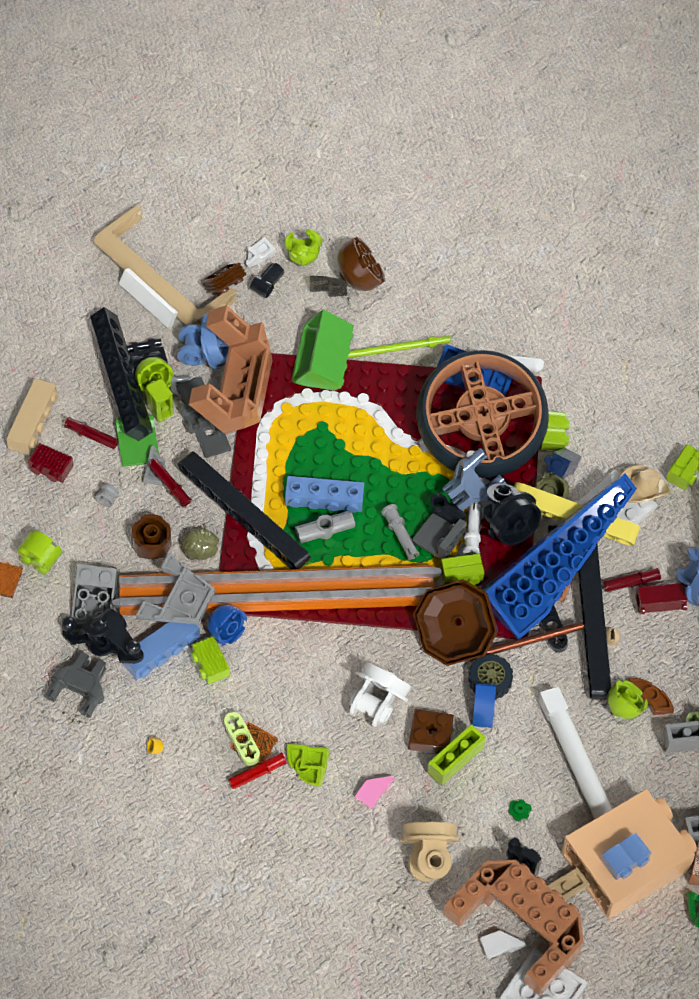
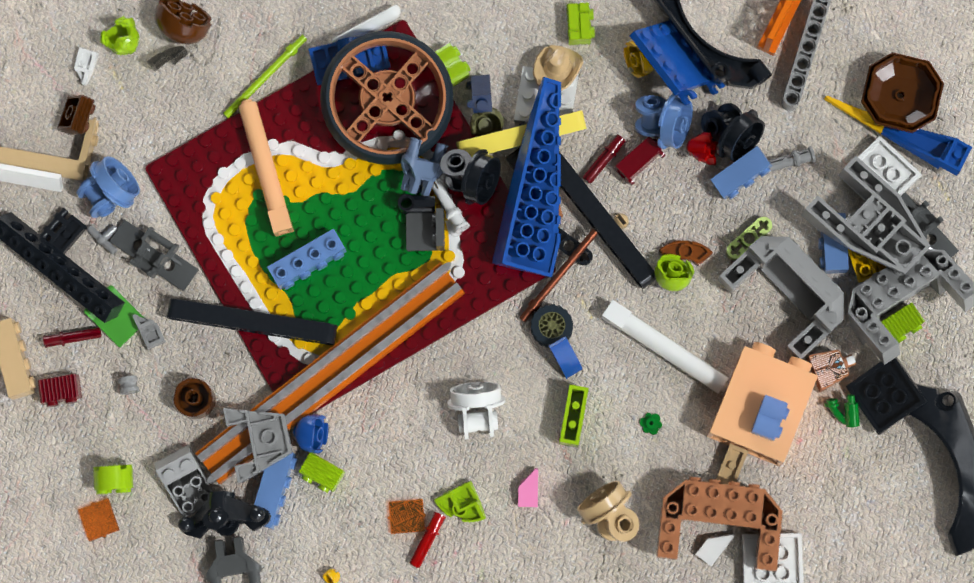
camera: 25 degrees left, 20 degrees up
(152, 370) = (86, 249): lime cylinder -> none
(159, 400) = (108, 269): lime brick -> none
(175, 489) = (171, 337): dark red axle -> none
(200, 544) = (237, 375): olive hair -> none
(242, 730) = (380, 519): yellowish green beam -> none
(244, 376) = (166, 203): nougat wedge -> none
(265, 283) = (112, 93): black piece -> none
(323, 352) = (211, 128): bright green windscreen -> none
(328, 444) = (265, 168): none -> light nougat brick
(334, 523) = (336, 279): light grey piece -> none
(396, 524) = (384, 245): light grey pin -> none
(426, 720) = (533, 419): reddish brown brick -> none
(438, 626) = (495, 318): reddish brown rock -> none
(462, 567) = (466, 250): lime brick -> none
(524, 855) = (691, 467): black plate -> none

